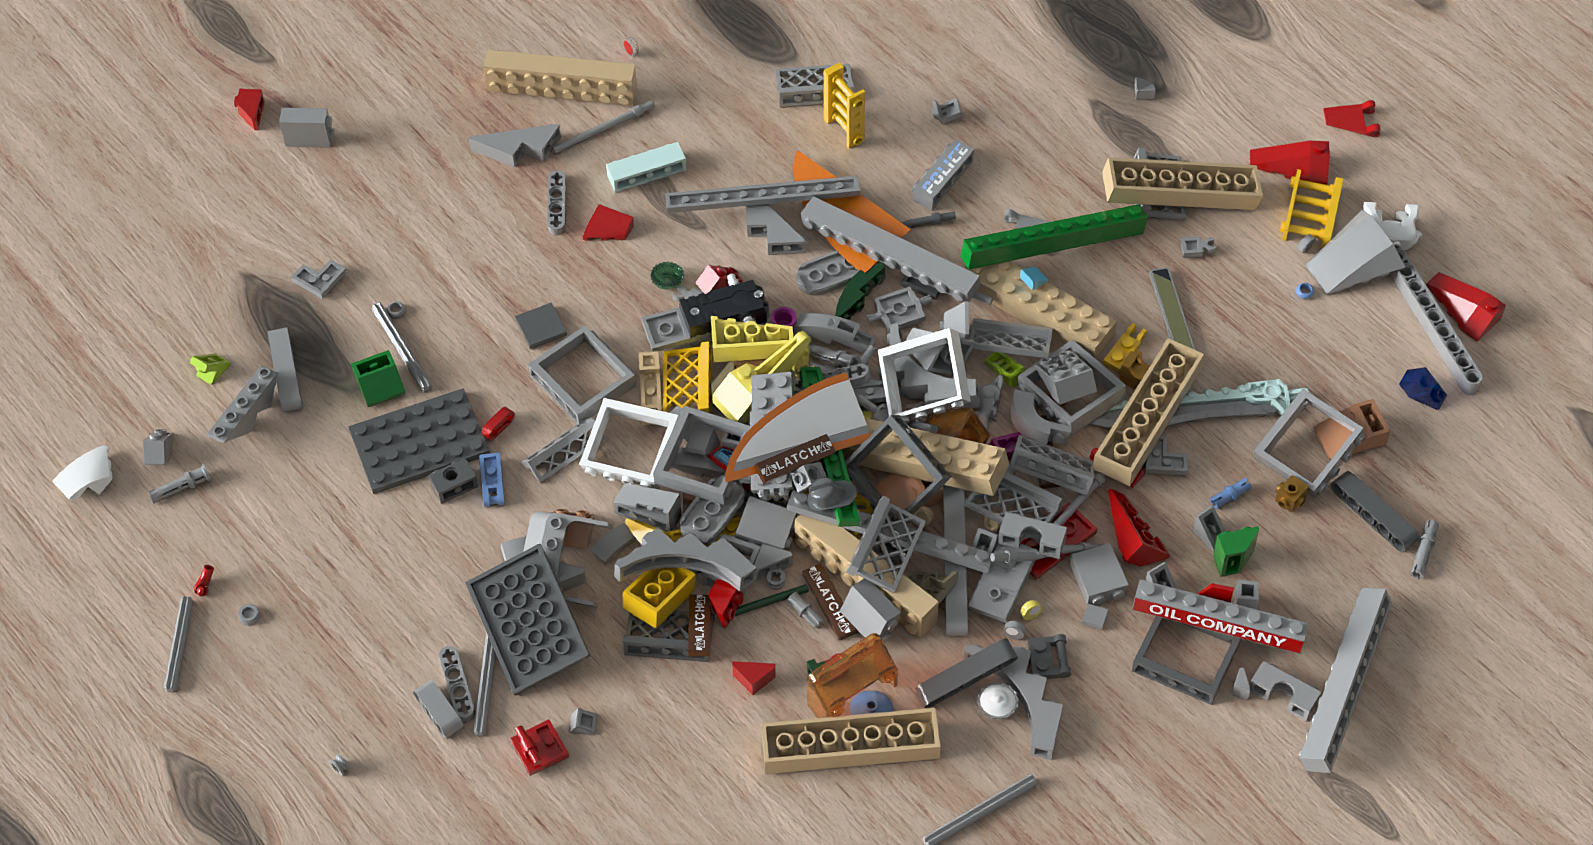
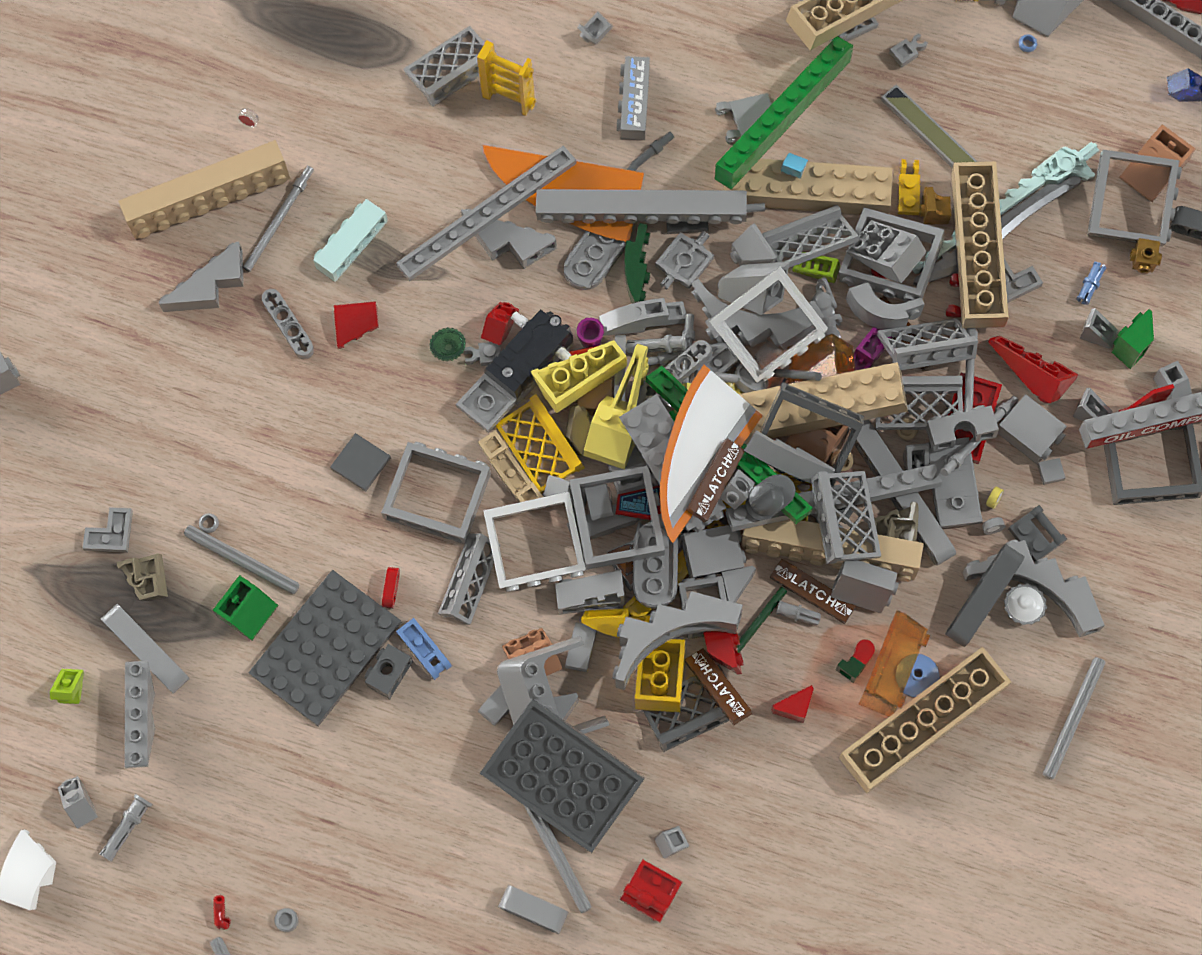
camera: 30 degrees left, 15 degrees up
(323, 322) = (146, 576): none -> dark tan slope
(458, 683) = (531, 873): light grey beam -> none
(778, 573) = (744, 599): light grey bush -> none
(865, 475) = (785, 458): none -> light grey slope

